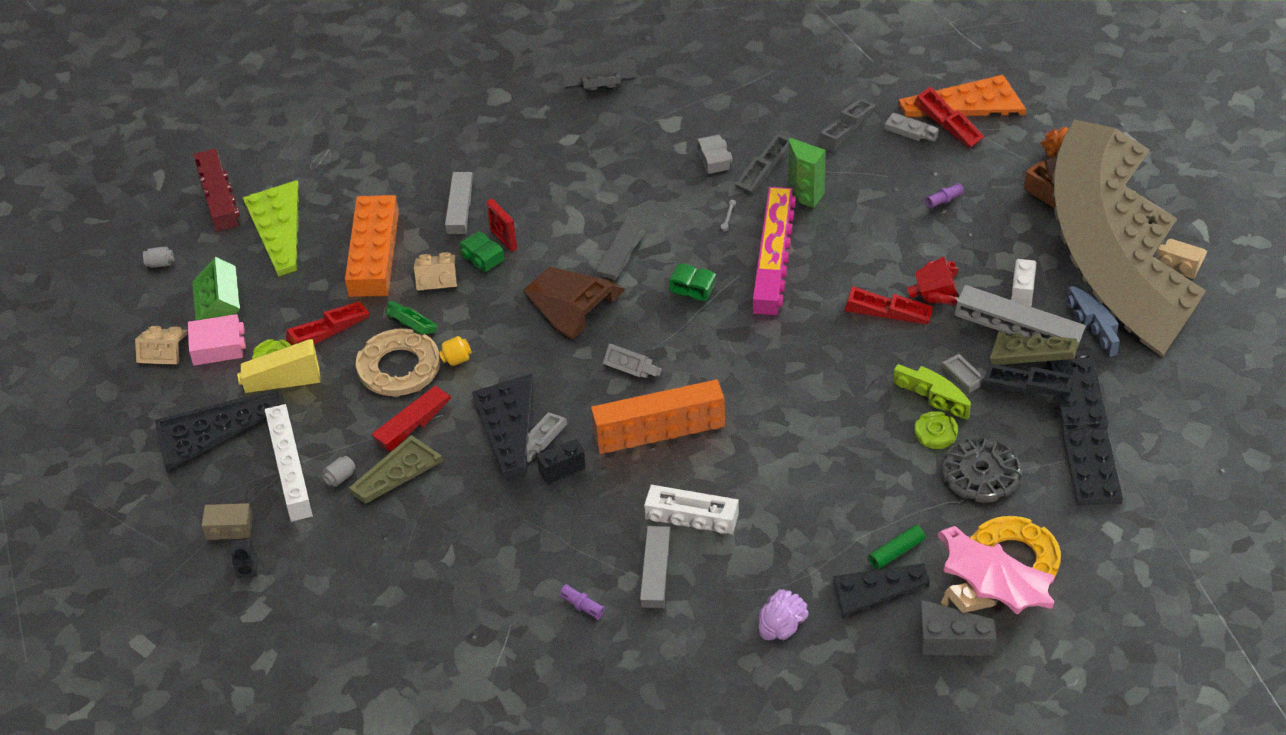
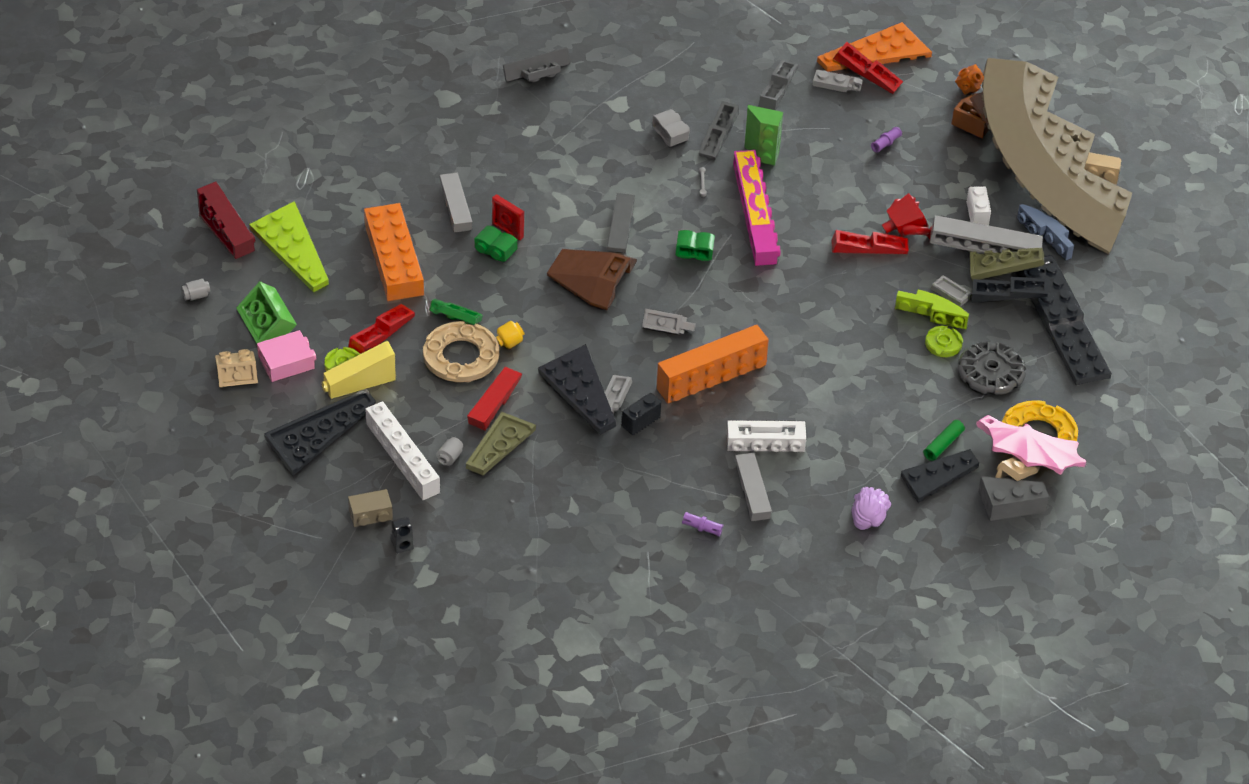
camera: 20 degrees left, 0 degrees up
(435, 271) = (461, 267): tan bracket -> none

